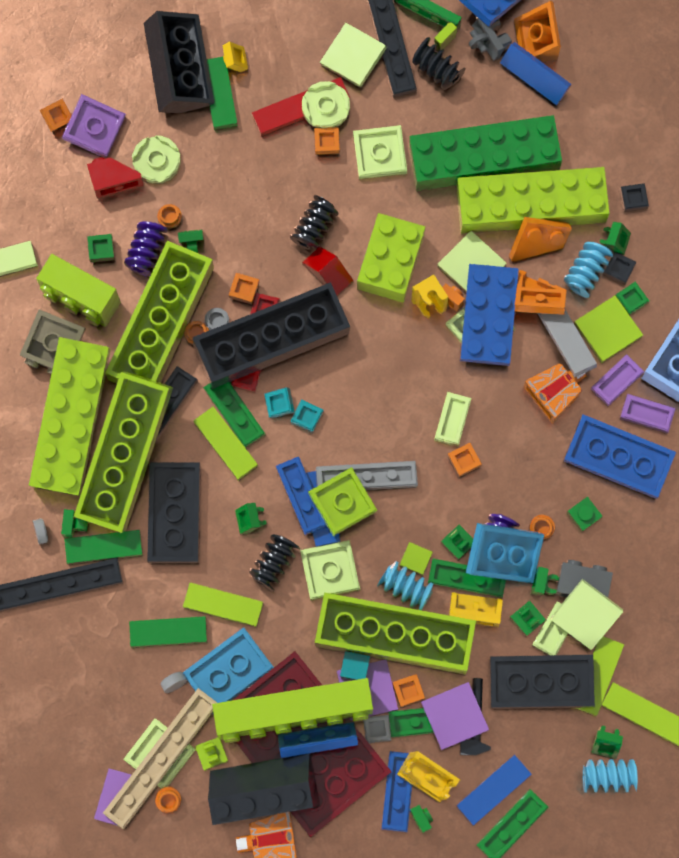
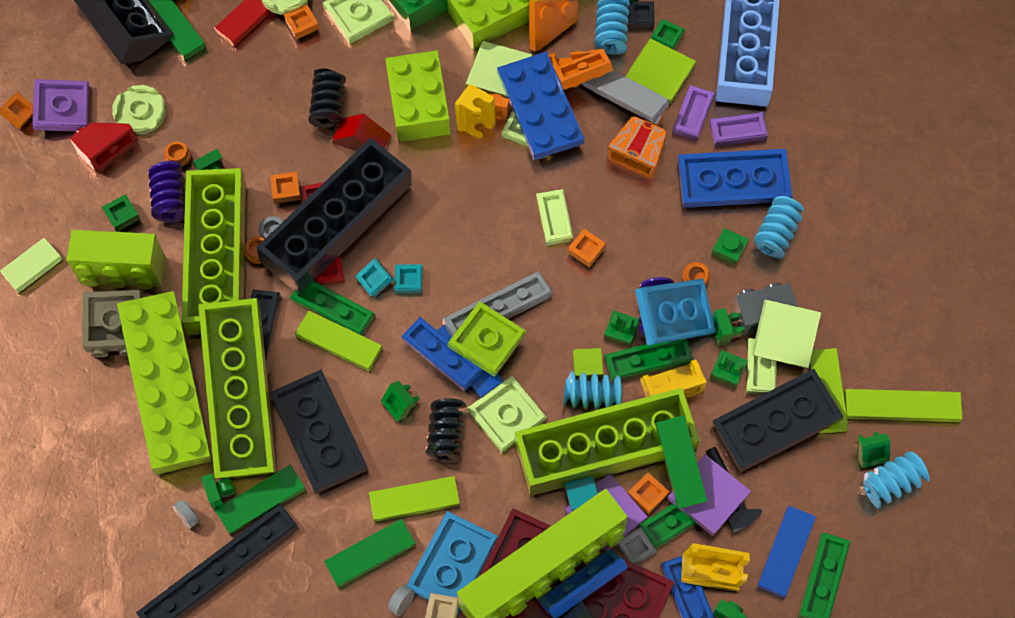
camera: 25 degrees left, 10 degrees down
(442, 681) = (681, 462): none -> green tile
(631, 517) = (778, 226): none -> medium azure piece

